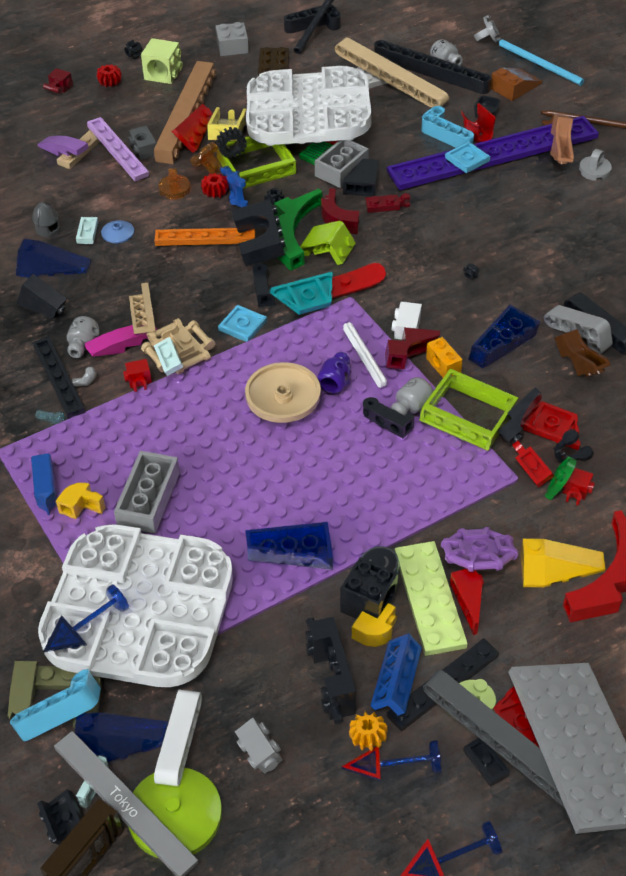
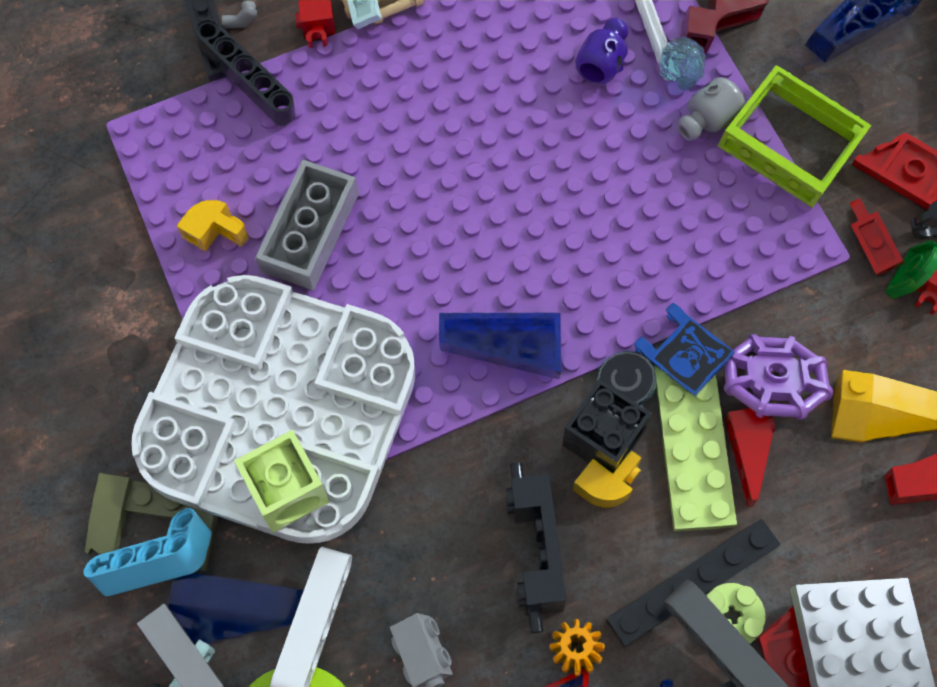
camera: 10 degrees right, 20 degrees up
(44, 482) = (164, 188): blue piece -> none
(50, 417) = (182, 76): clear light blue arm -> none
(65, 636) = (167, 453): clear blue piece -> none
(93, 407) = (242, 60): none -> black beam
(150, 636) = (282, 481): none -> yellowish green brick
(283, 392) = (522, 78): tan dish -> none
(387, 417) = (671, 136): black leg -> none
(389, 372) = (683, 62): none -> clear light blue hair
(401, 674) = (636, 565): blue fence -> none
(419, 541) = (689, 354): none -> flag
(443, 357) = (768, 41): light orange brick -> none
(513, 430) = (856, 180): black slope -> none

